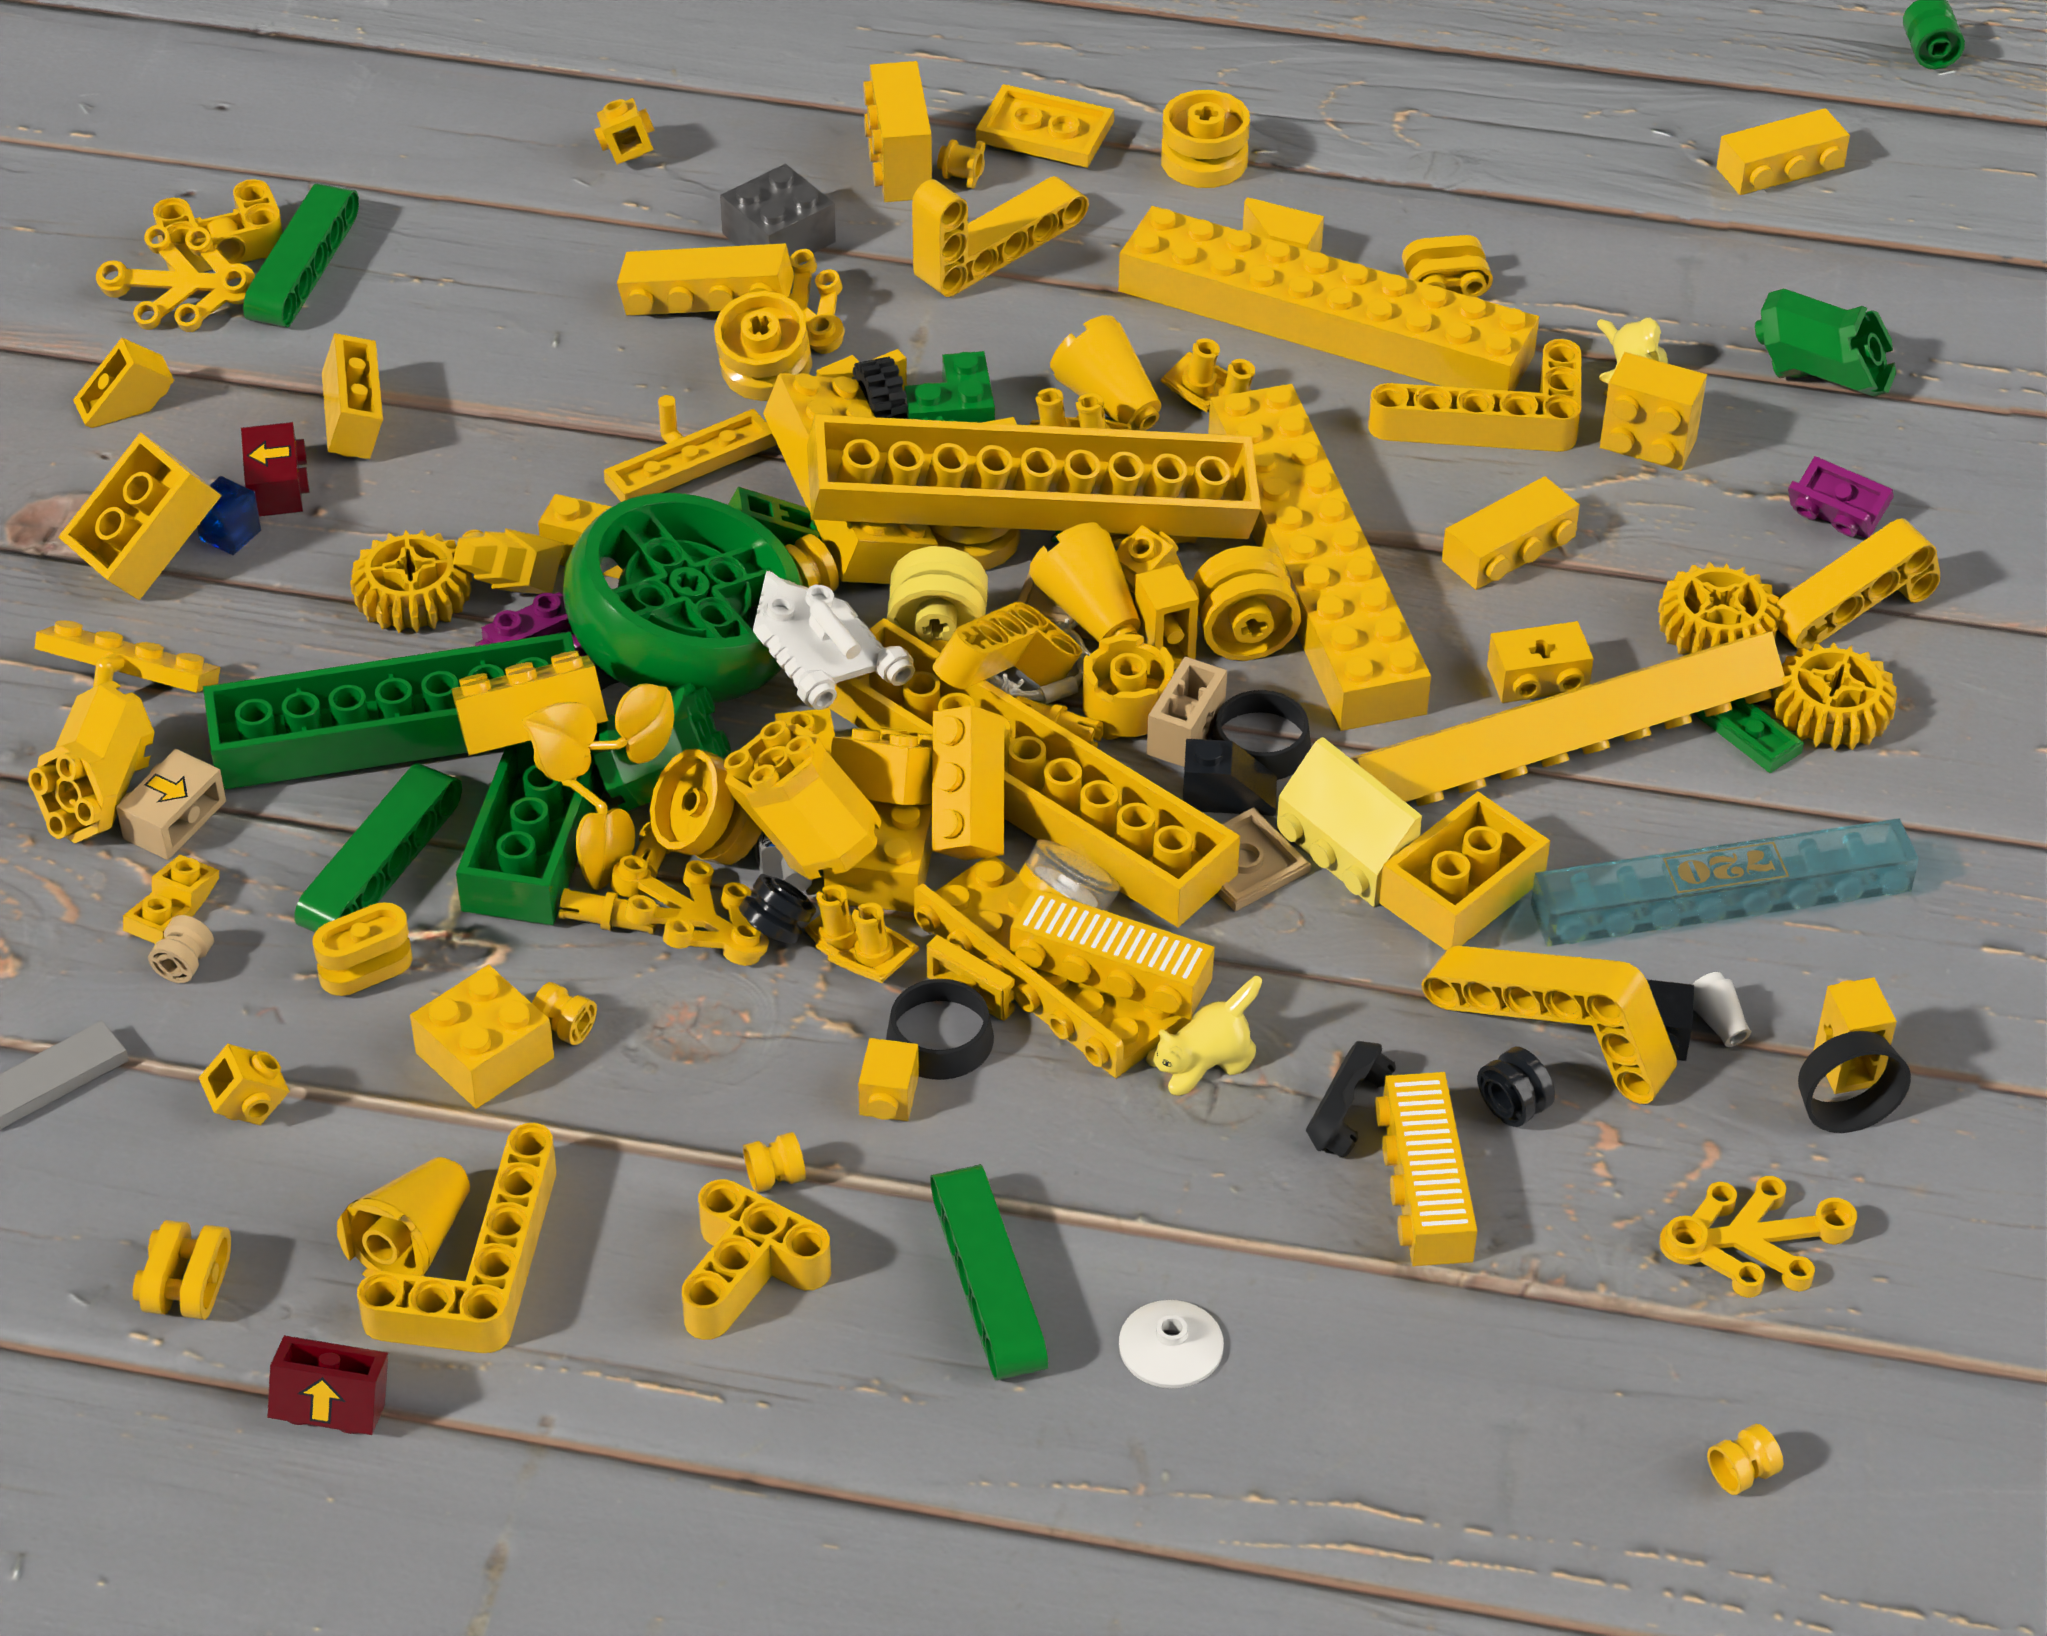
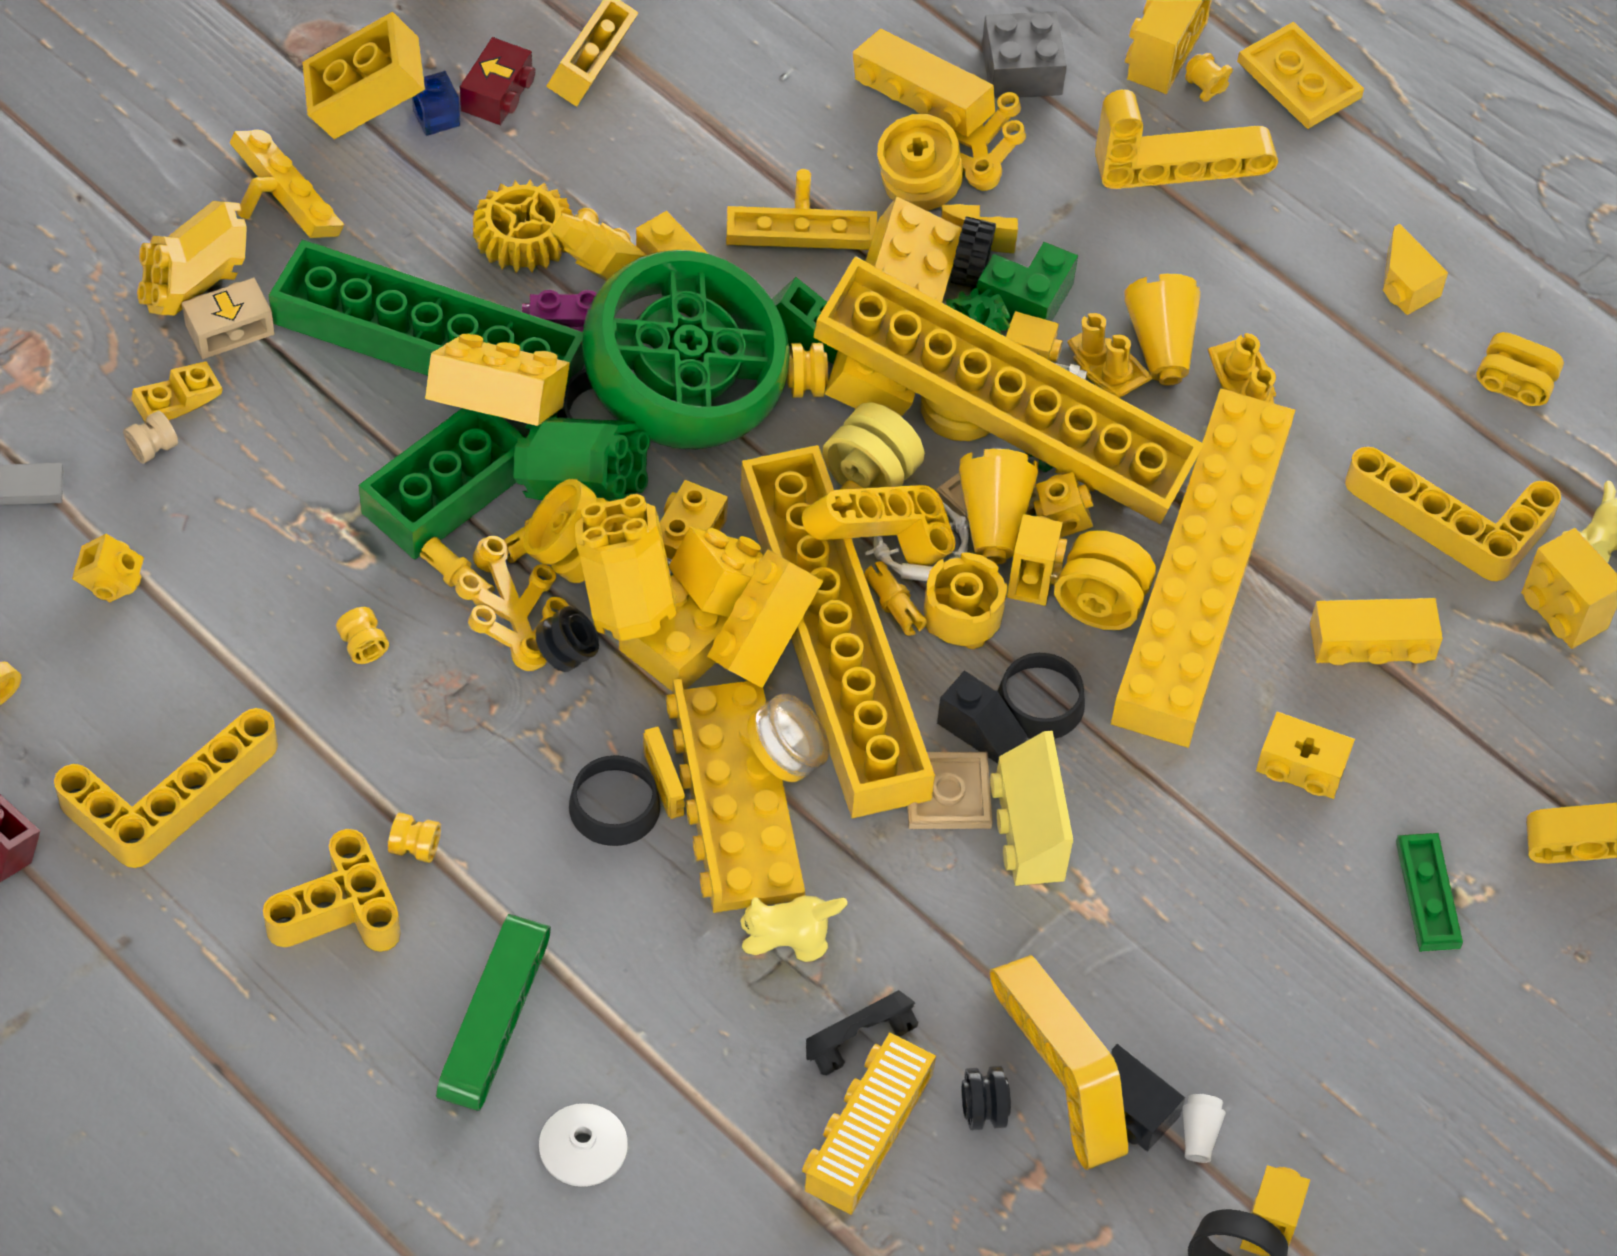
camera: 30 degrees right, 10 degrees up
(362, 949) = (262, 507): yellow brick -> none
(381, 847) = (337, 435): green beam -> none
(404, 1220) = (136, 734): yellow cone -> none
(482, 1036) = (293, 622): yellow brick -> none
(562, 747) = (468, 428): yellow plant -> none
(822, 641) = (747, 441): white shield -> none
(855, 941) = (609, 696): yellow connector -> none
(888, 1079) = (542, 820): yellow brick -> none
(1112, 953) = (767, 816): yellow brick -> none
(1185, 709) = (991, 643): tan brick -> none
(1205, 138) = (1414, 152): yellow wheel -> none
(1326, 303) = (1396, 353): yellow brick -> none
(1463, 871) = (1092, 899): yellow brick -> none
(1577, 720) = (1279, 821): yellow brick -> none
(1716, 607) = (1476, 803): yellow gear -> none
(1723, 882) = (1294, 1025): clear light blue brick -> none
(1835, 696) = (1518, 932): yellow gear -> none

